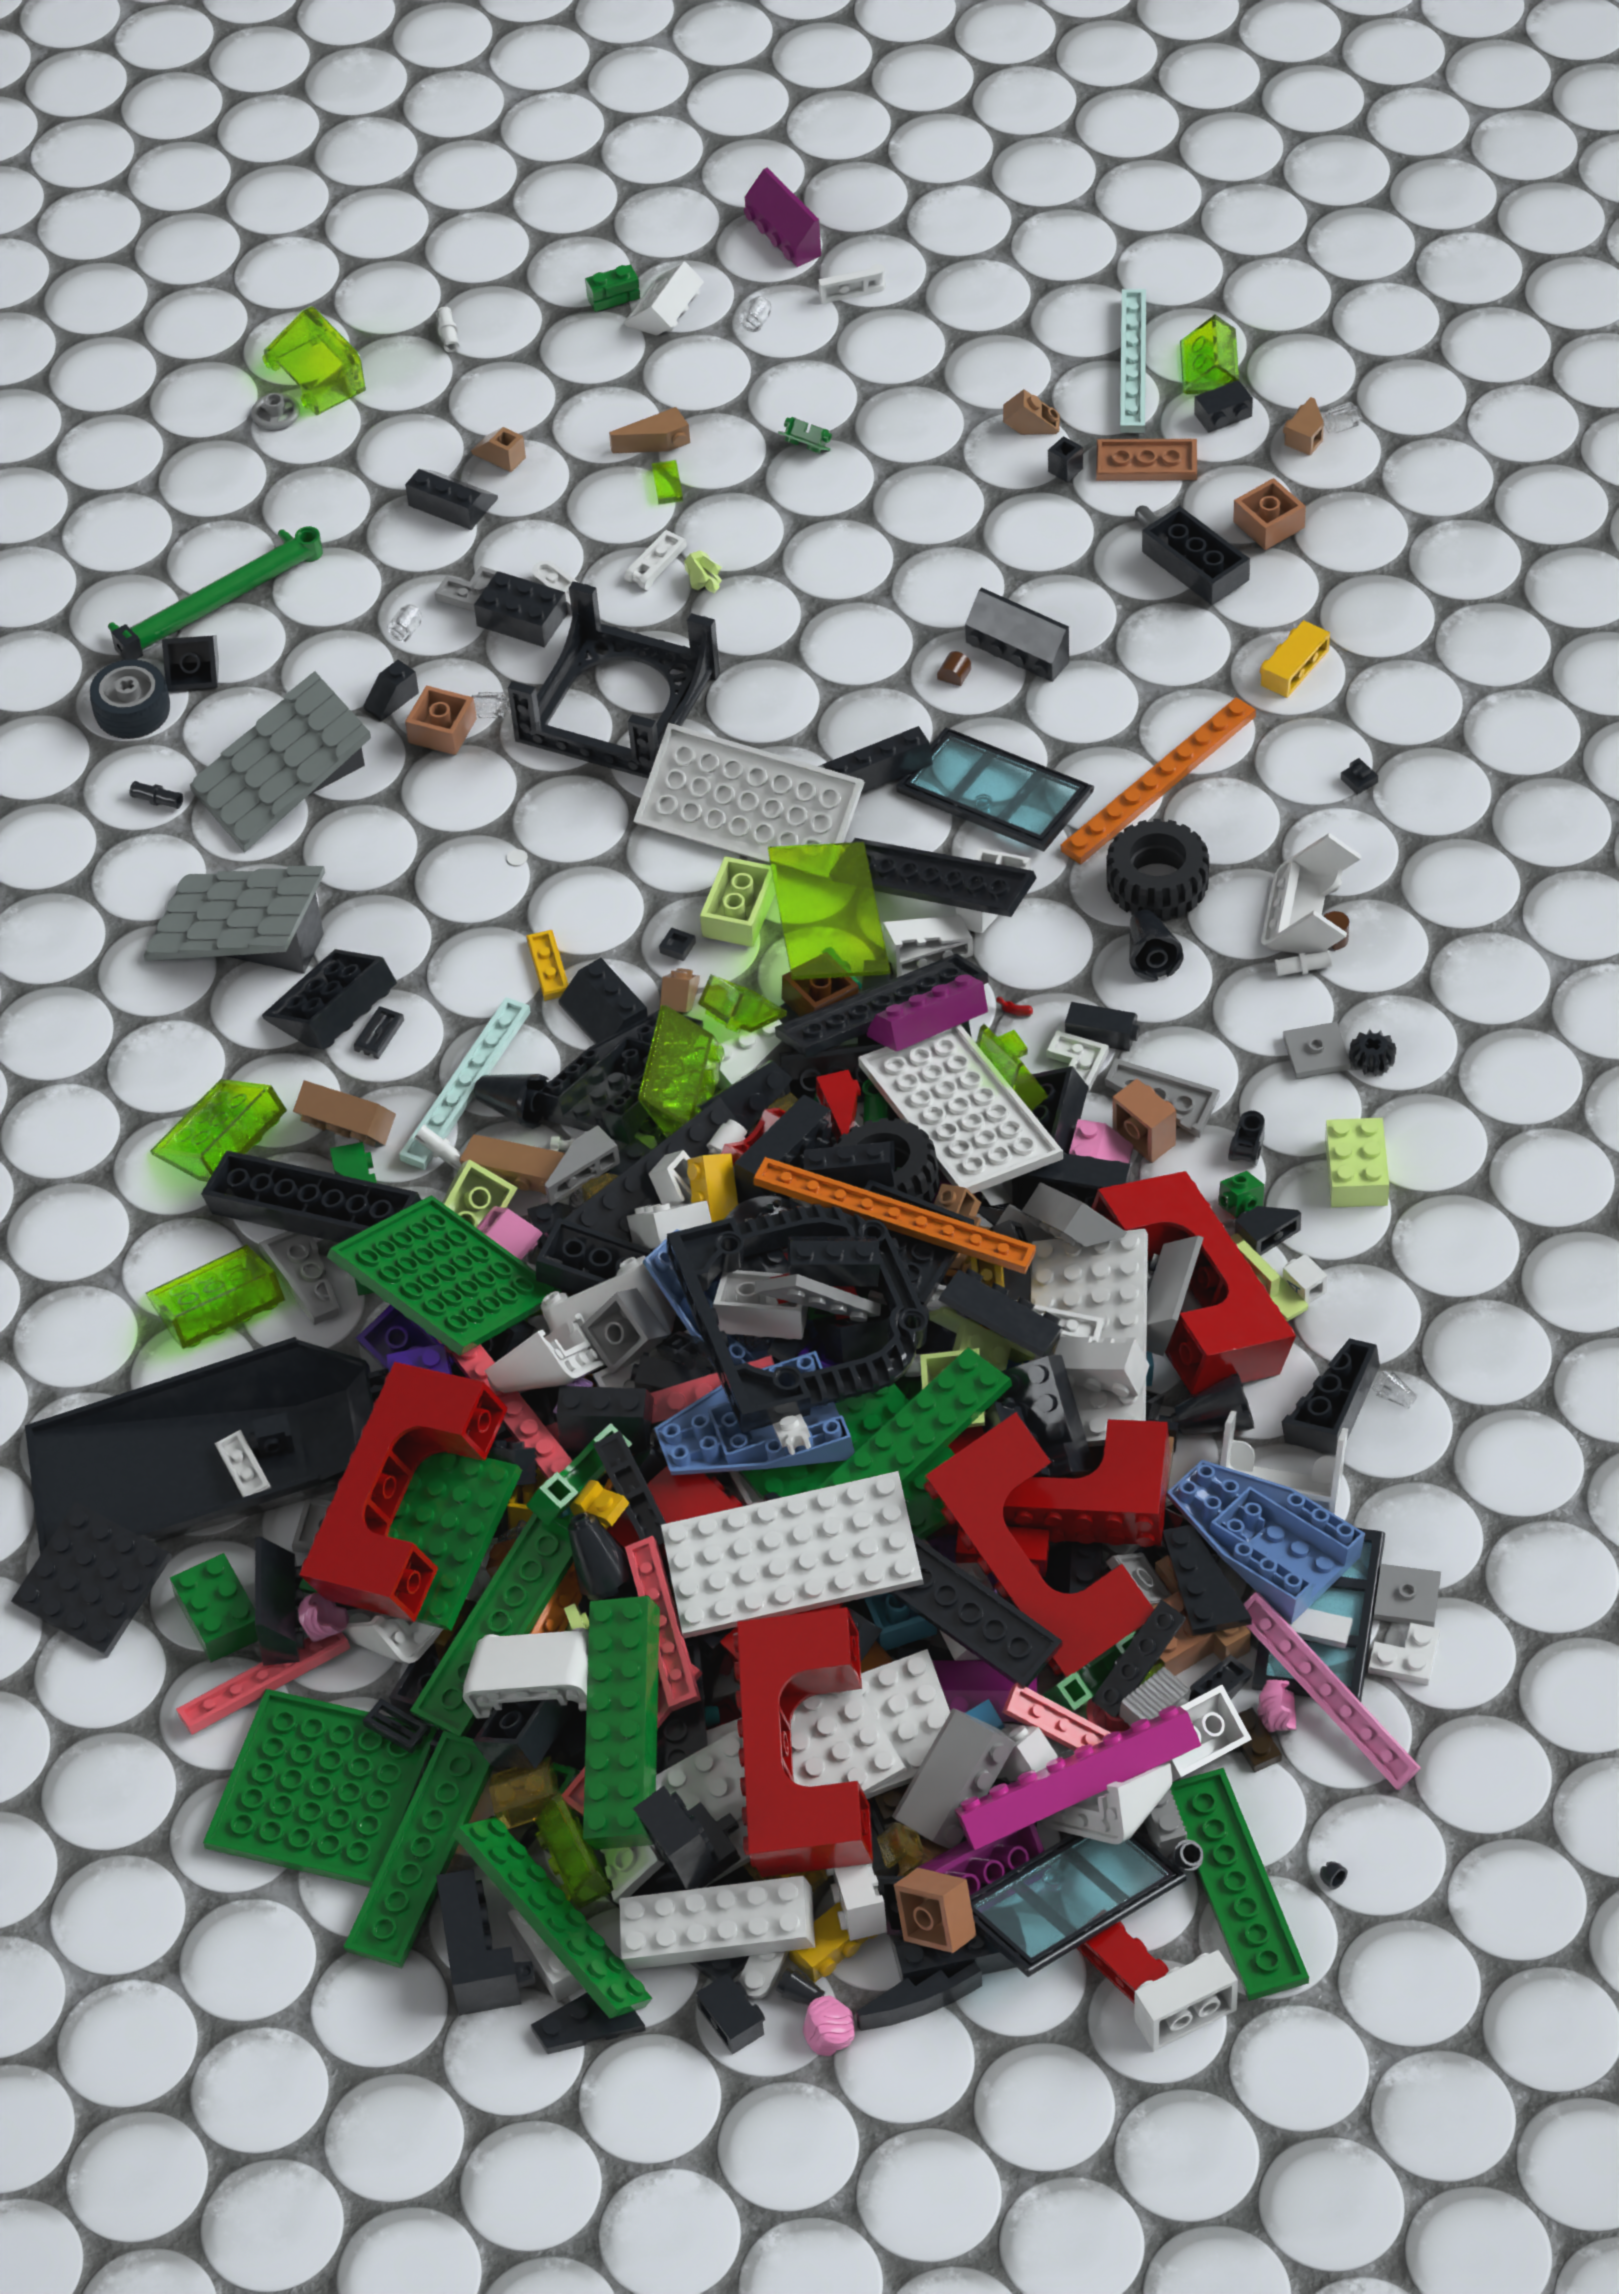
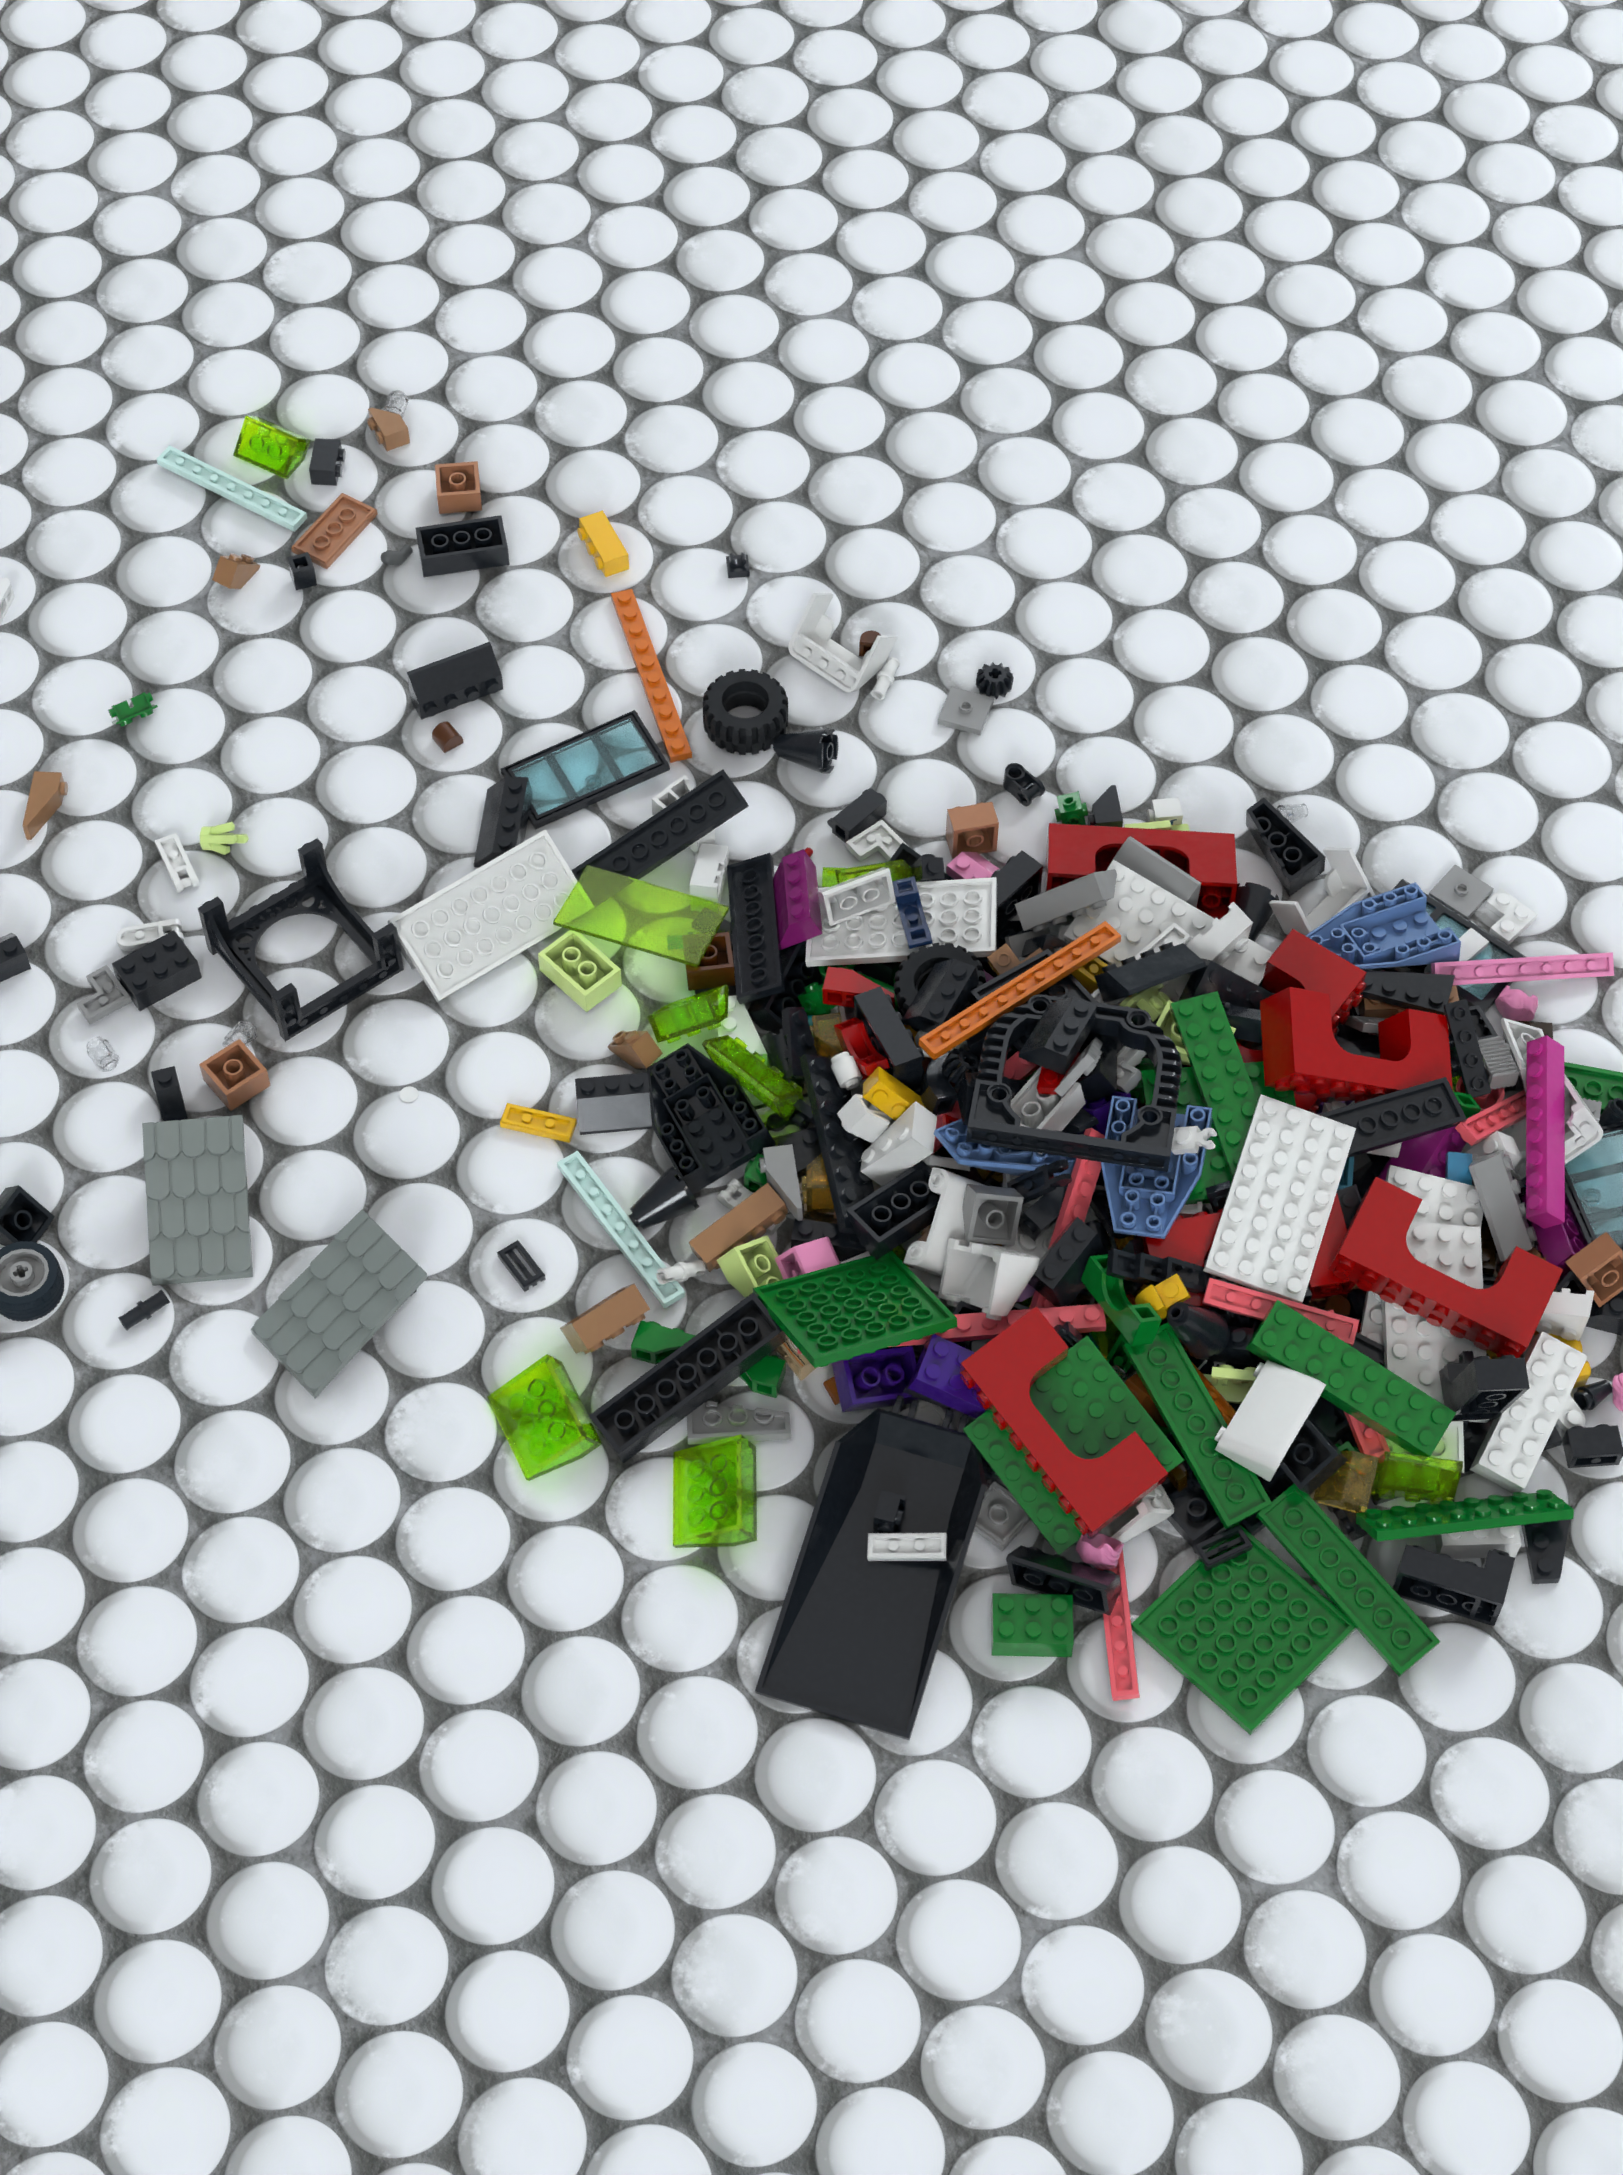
camera: 65 degrees left, 5 degrees up
(91, 1578) = (950, 1703): black plate -> none
(331, 997) = (464, 1281): black slope -> none
(667, 482) = (97, 819): clear neon green tile -> none
(677, 944) = (585, 1029): black plate -> none
(955, 1051) = (857, 896): none -> white slope
(984, 1093) = (911, 913): none -> dark blue slope
(1040, 1097) = (928, 868): none -> black brick
(1191, 1100) = (933, 815): light grey wing -> none
(1357, 1162) = (1086, 735): yellowish green brick -> none

